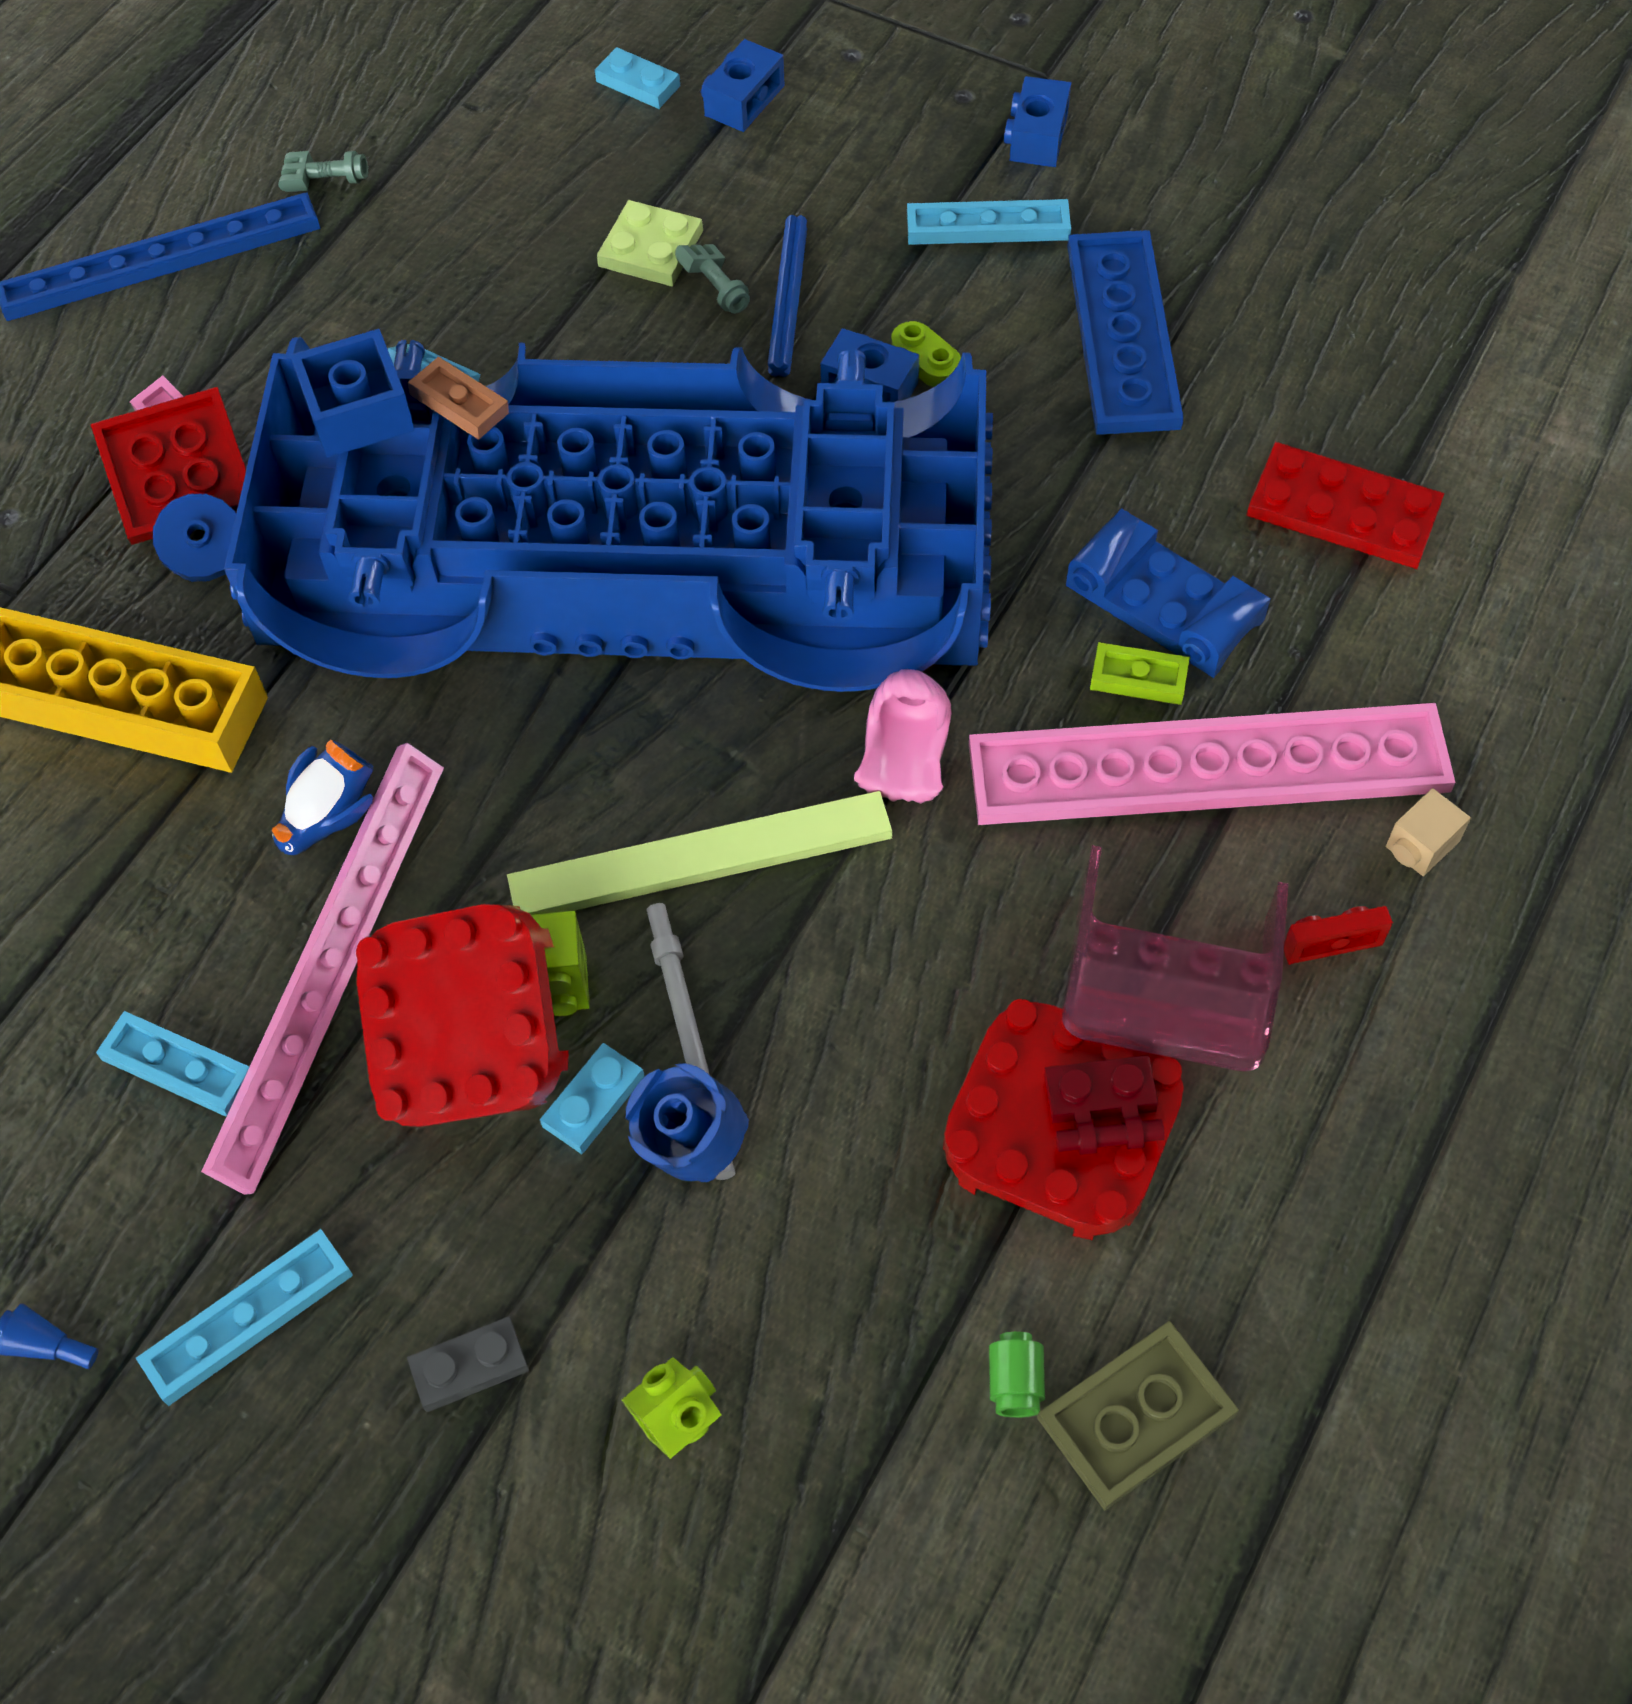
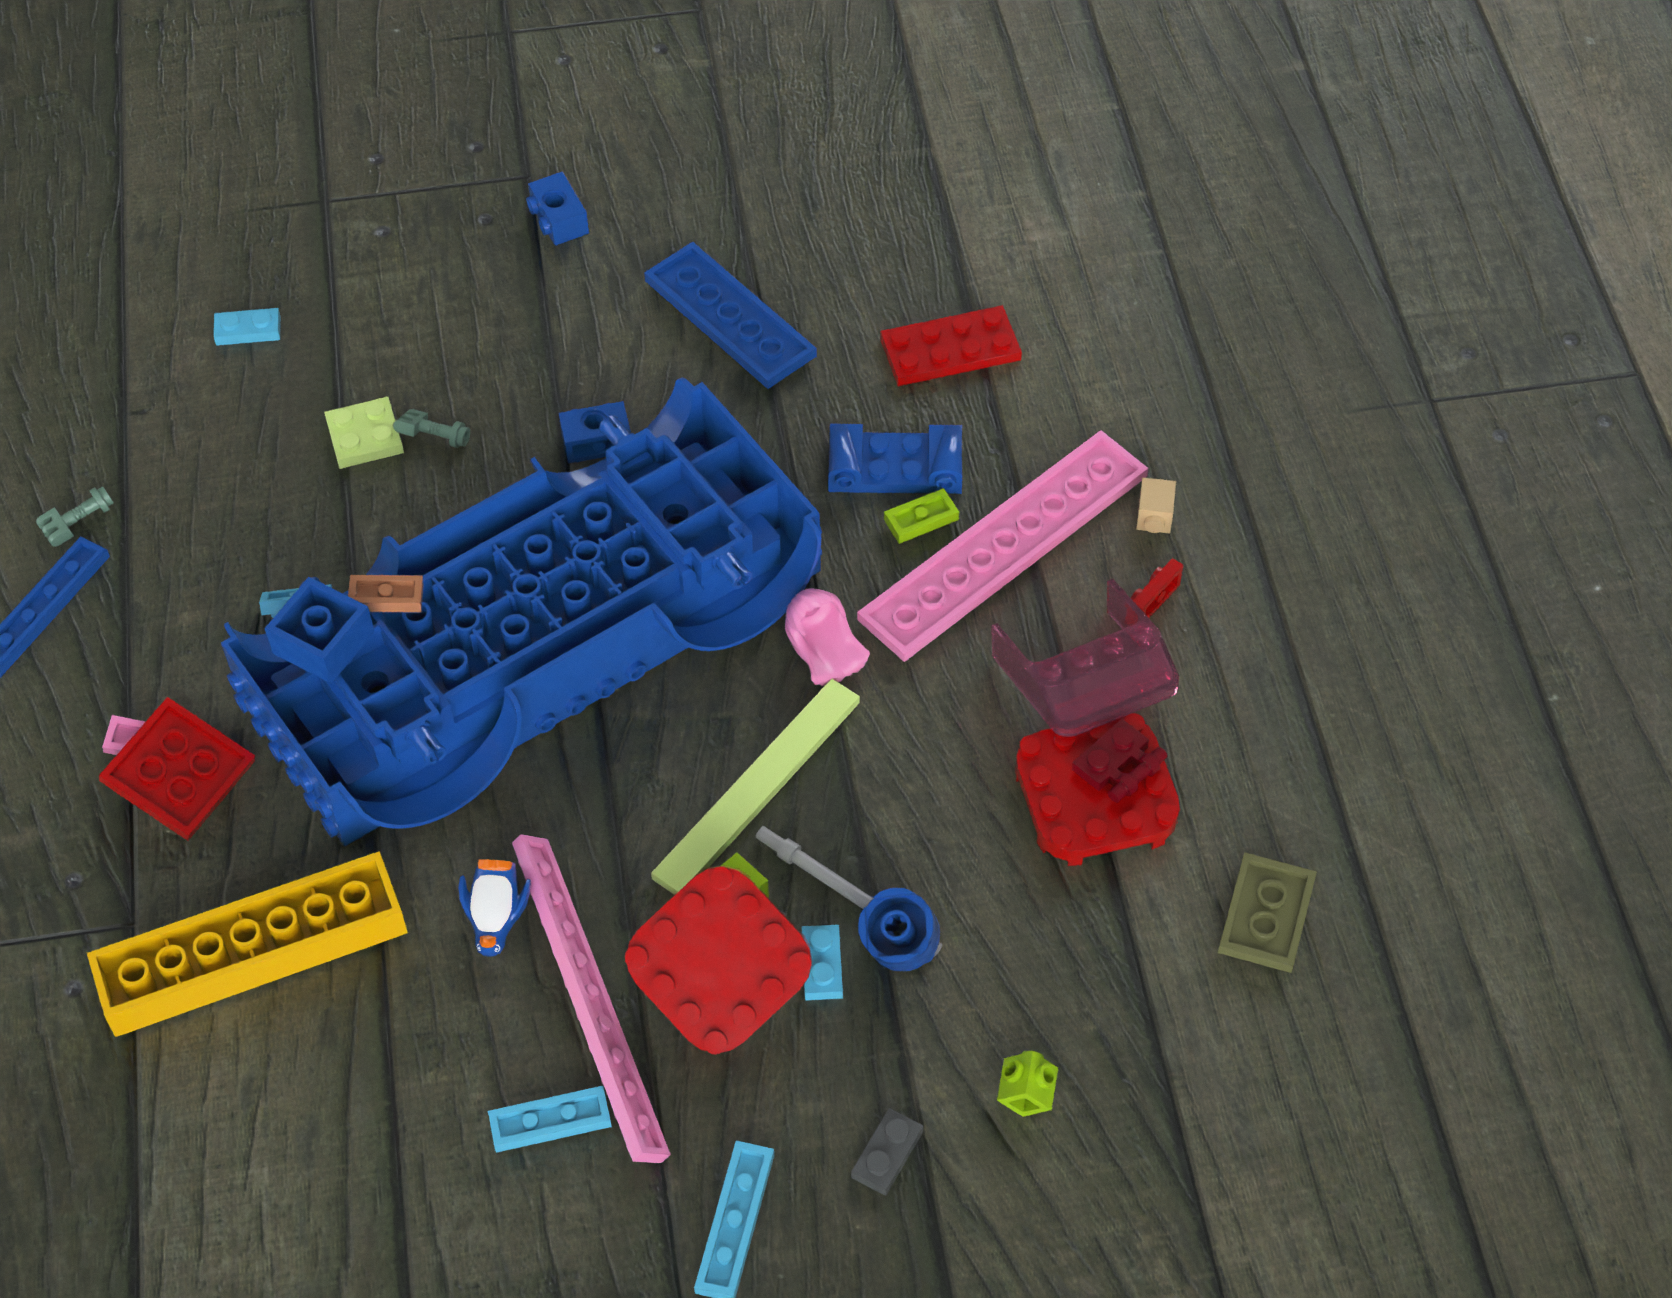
camera: 40 degrees left, 5 degrees down
(189, 558) = (235, 820): blue plate -> none
(743, 85) = (332, 291): blue brick -> none
(787, 296) = (491, 413): blue axle -> none
(930, 347) = (605, 392): lime plate -> none
(988, 221) = (581, 293): medium azure plate -> none
(1016, 1375) = (1190, 936): bright green brick -> none

